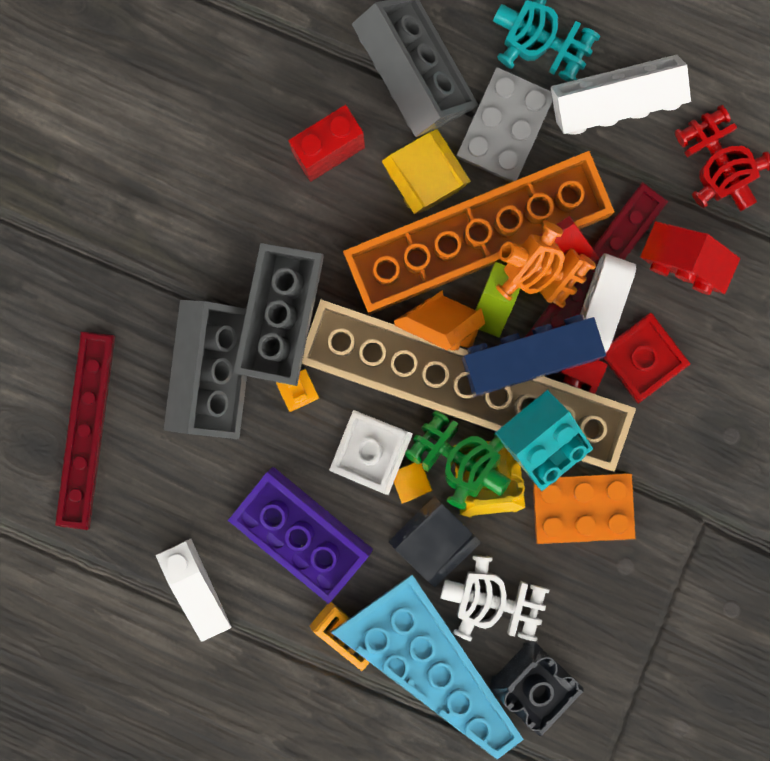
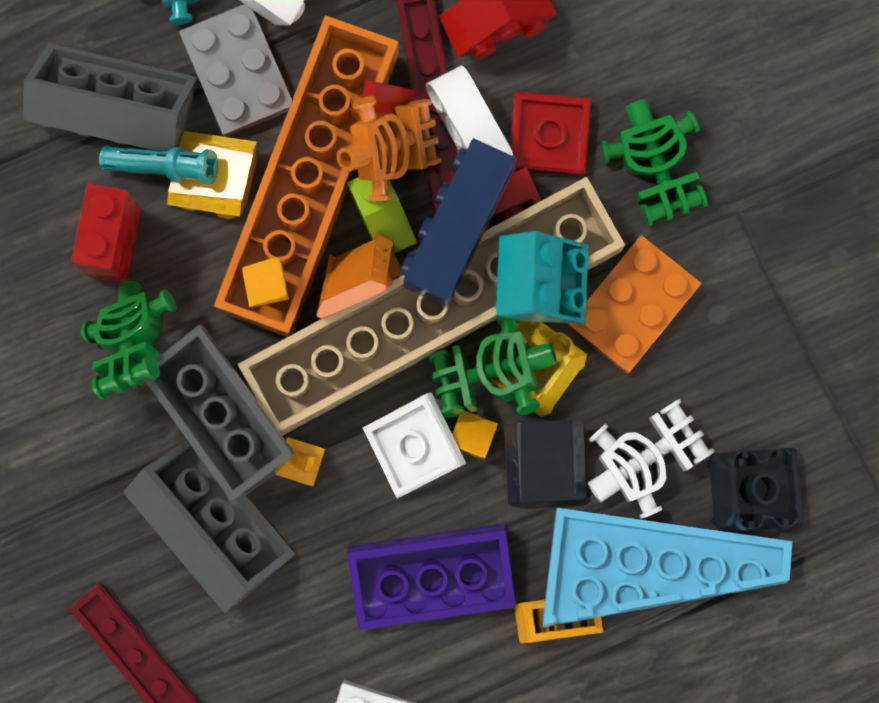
camera: 55 degrees left, 5 degrees down
(278, 212) = (126, 334): none -> green piece
(385, 270) = (265, 282): none -> light orange slope
(409, 142) = (174, 164): none -> teal pin
(703, 414) = (644, 126): none -> green piece

